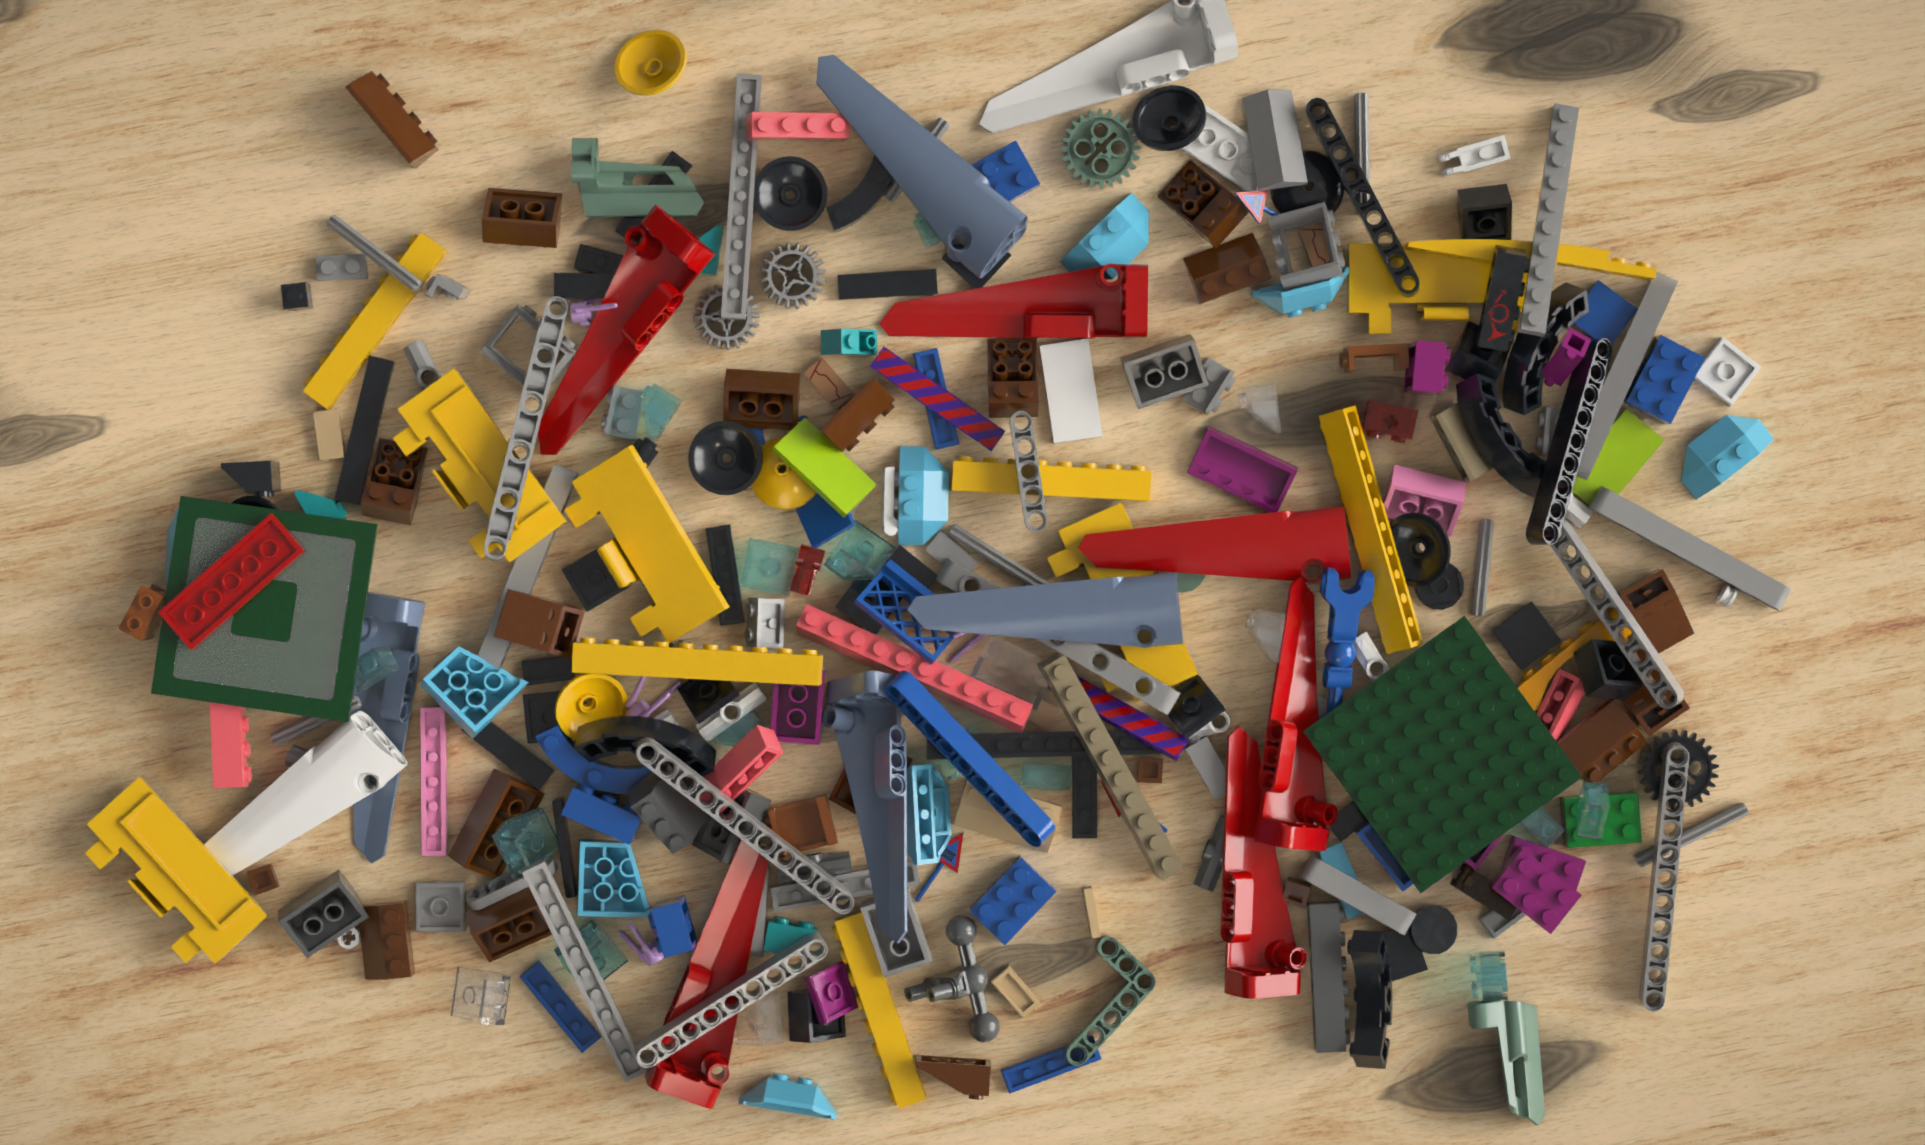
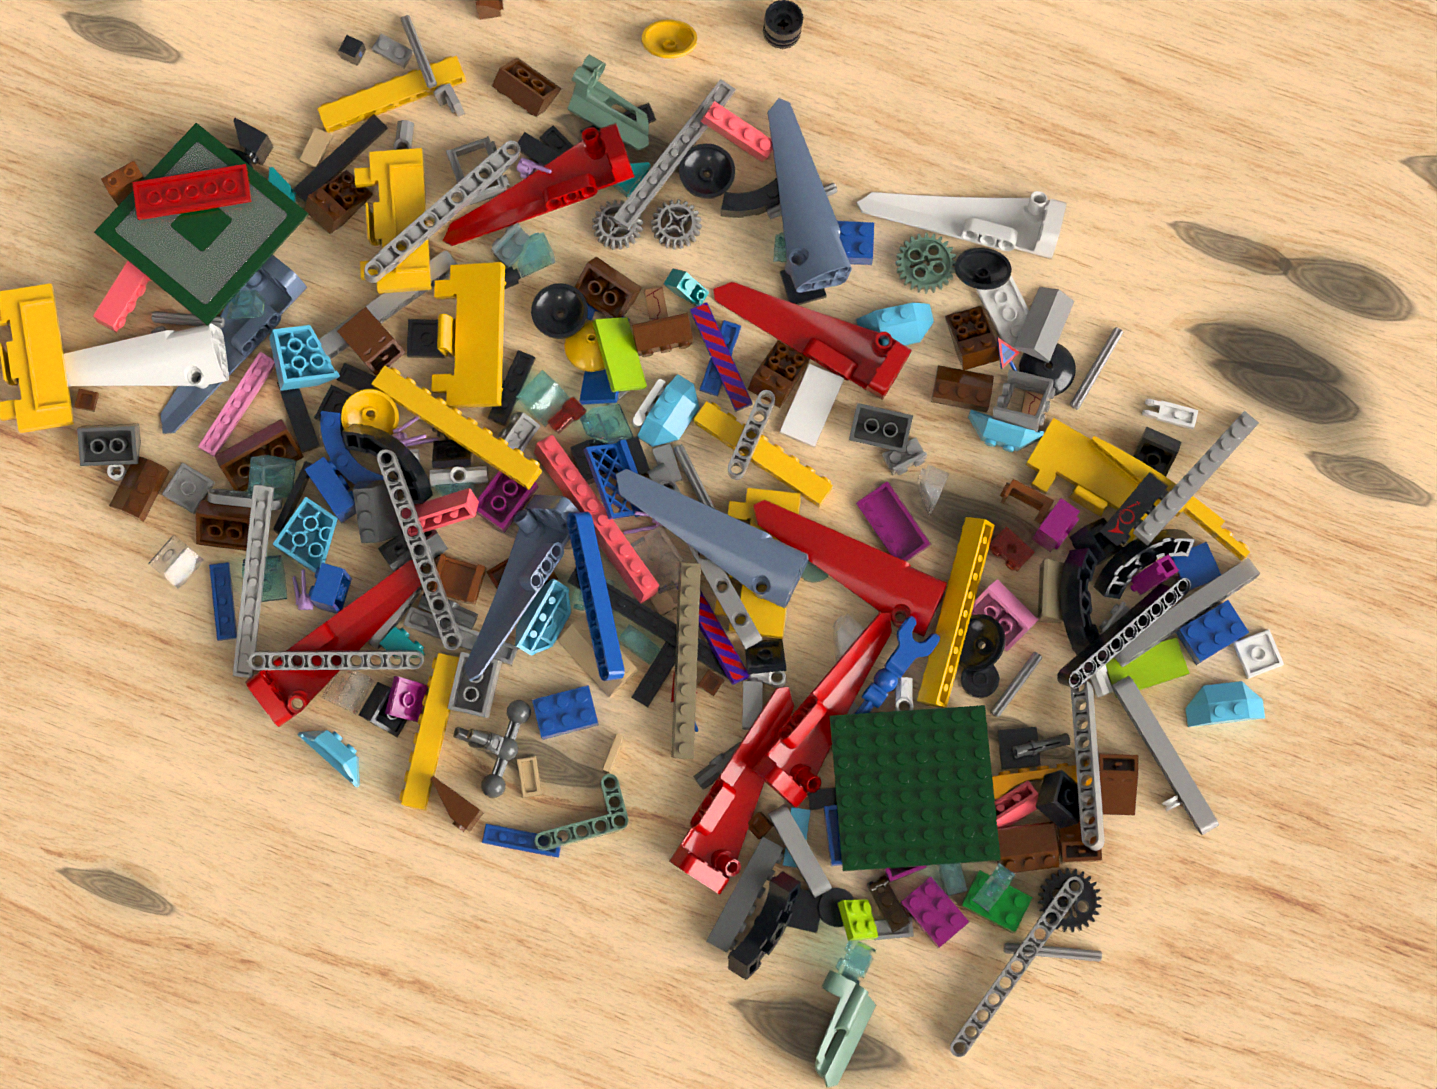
camera: 30 degrees right, 10 degrees down
(887, 284) = (734, 267): black tile -> none
(949, 857) = (541, 659): piece -> none
(1360, 185) = (1077, 400): black beam -> none
(1465, 931) = (858, 920): none -> lime plate
(1534, 890) = (922, 916): magenta brick -> none
(1551, 618) = (1034, 747): none -> dark grey pin

